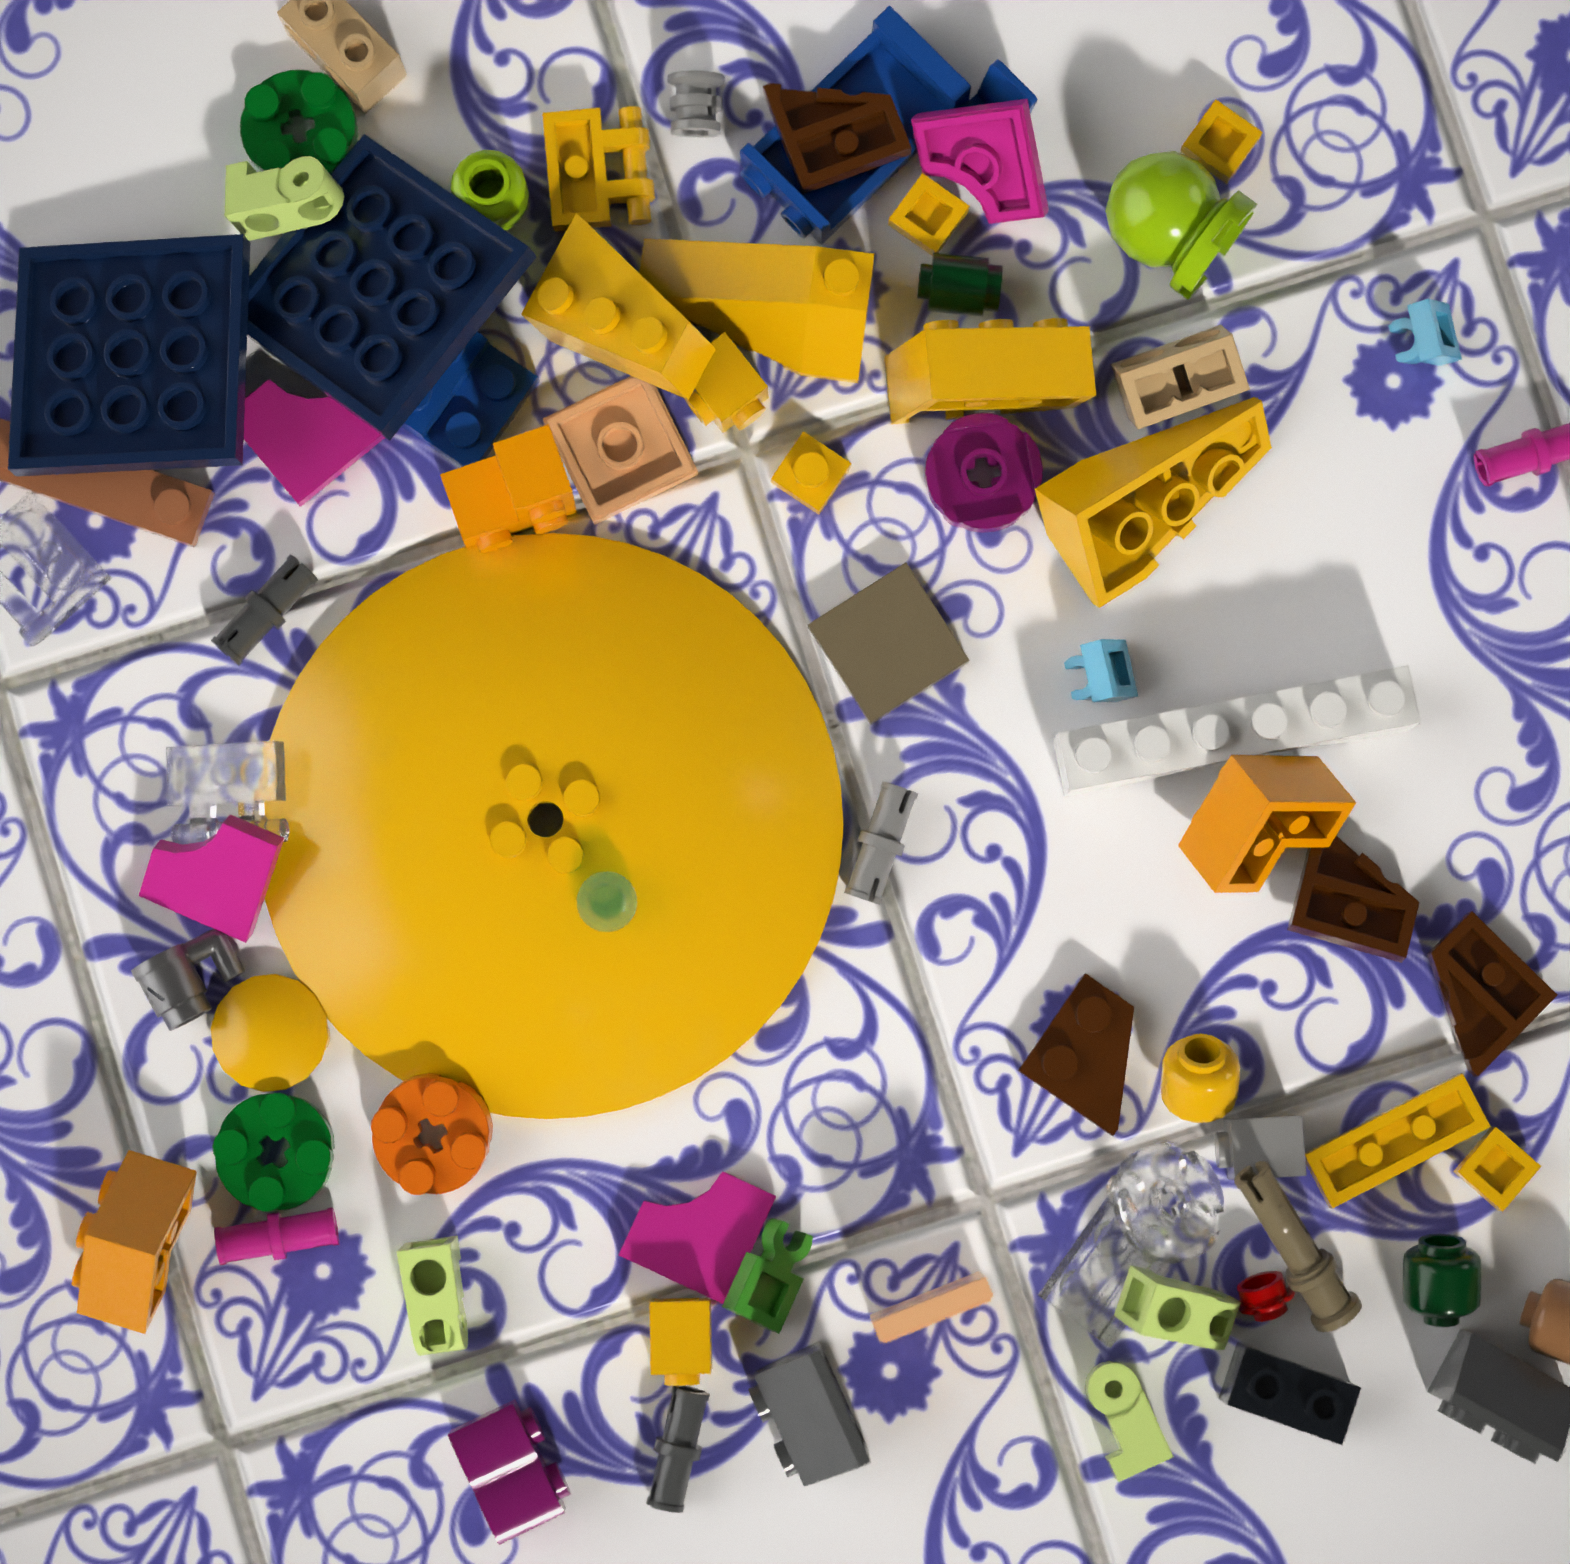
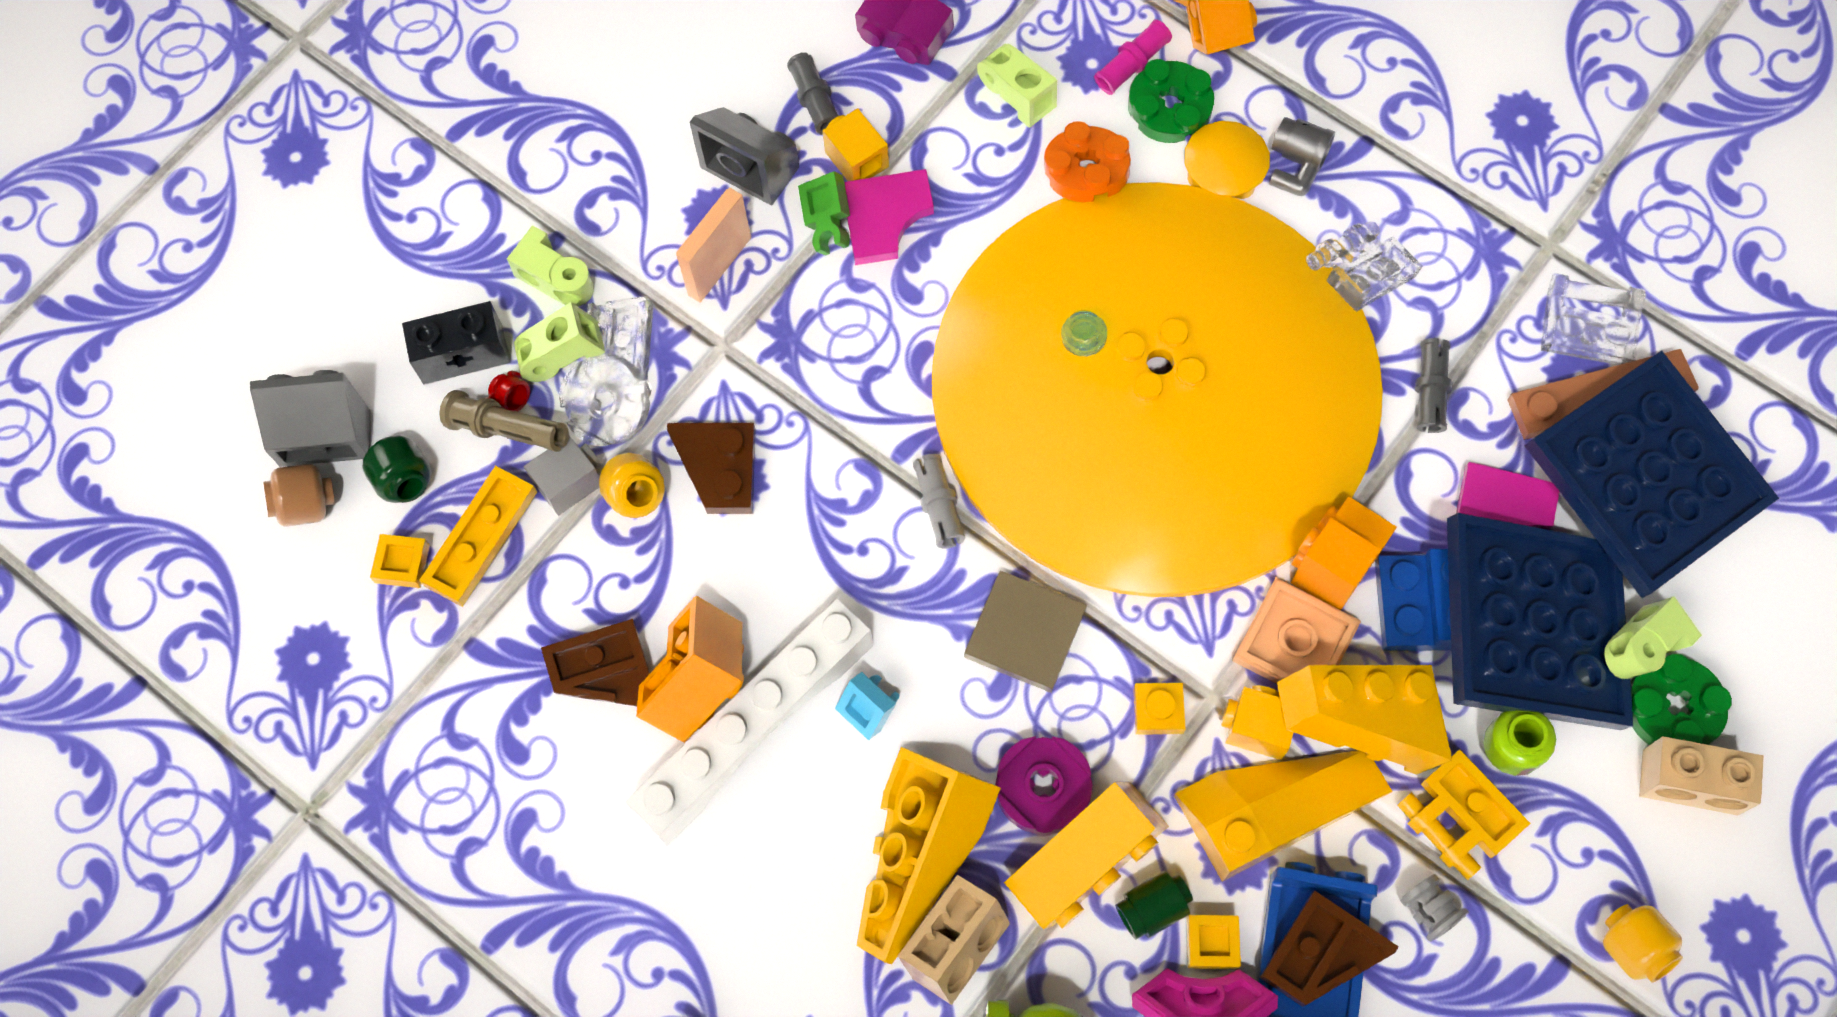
camera: 145 degrees right, 15 degrees down
(215, 879) = (1329, 214): dark pink tile -> none
(1485, 990) = (474, 668): reddish brown wing -> none

